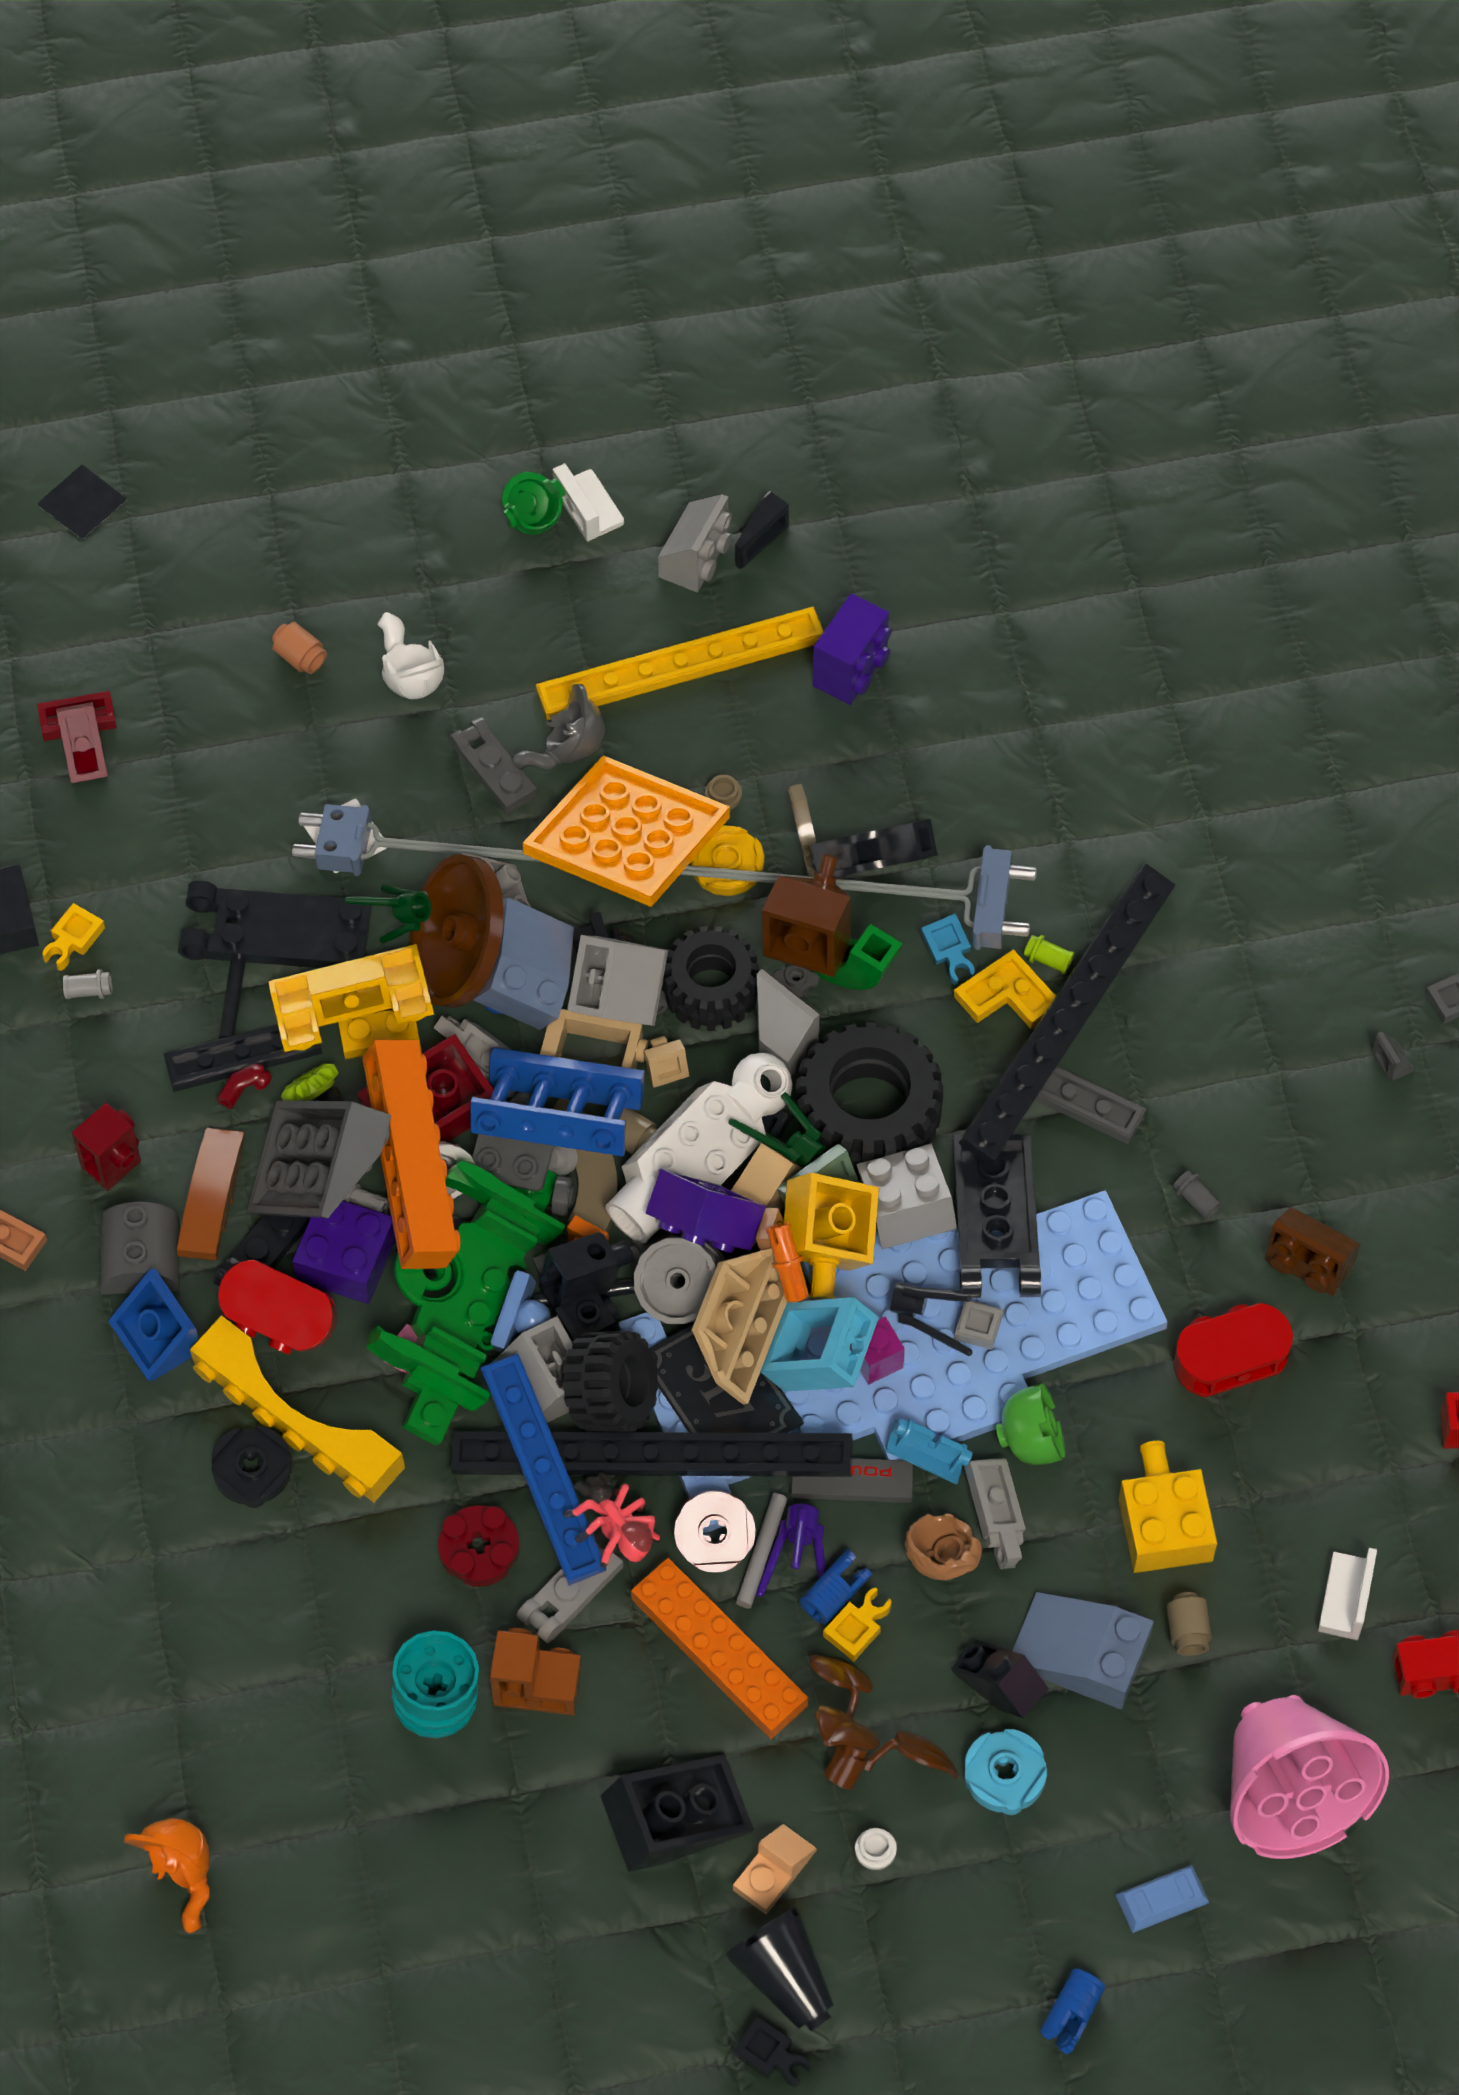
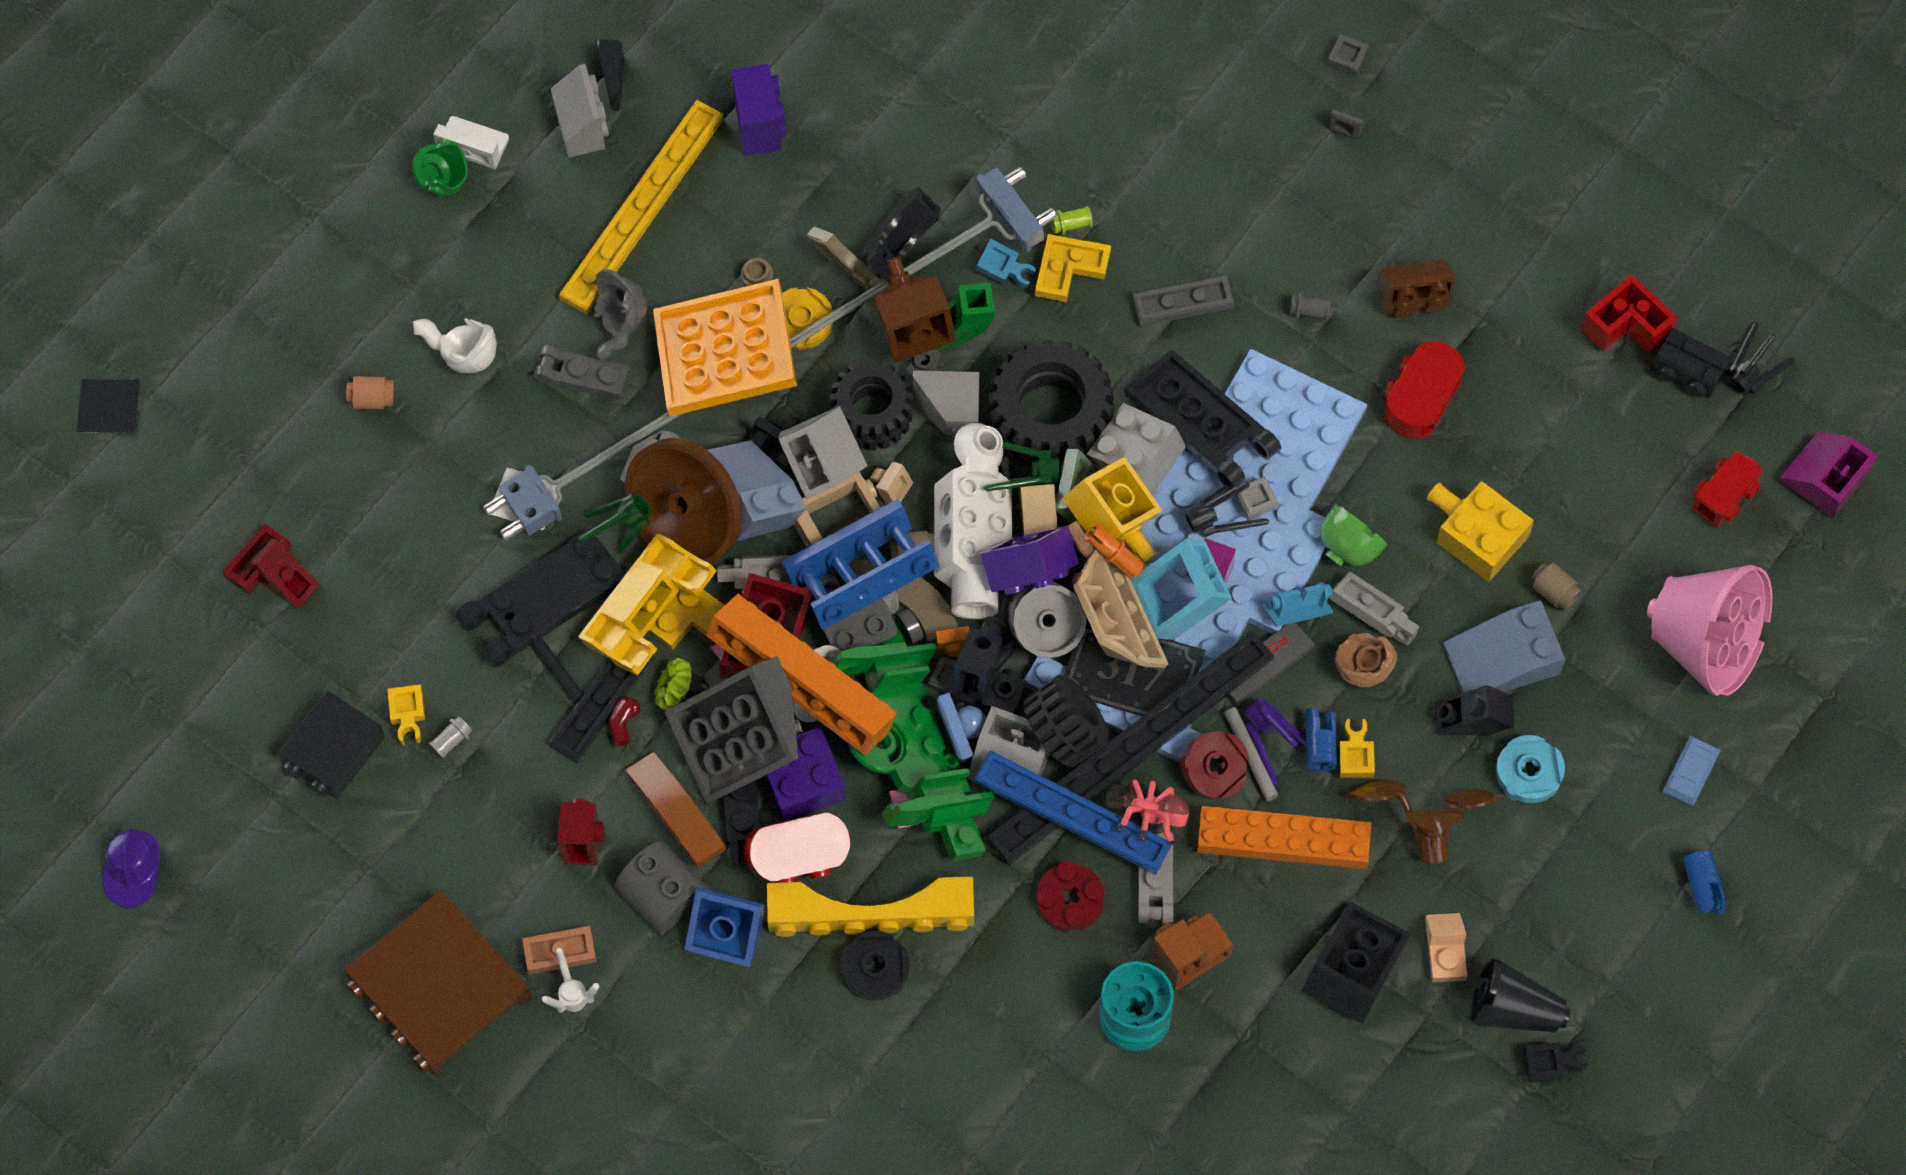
camera: 40 degrees left, 5 degrees up
(875, 1848) = (1496, 883): white plate -> none
(1066, 1015) = (1123, 251): black plate -> none
(1347, 1594) = (1632, 489): white panel -> none

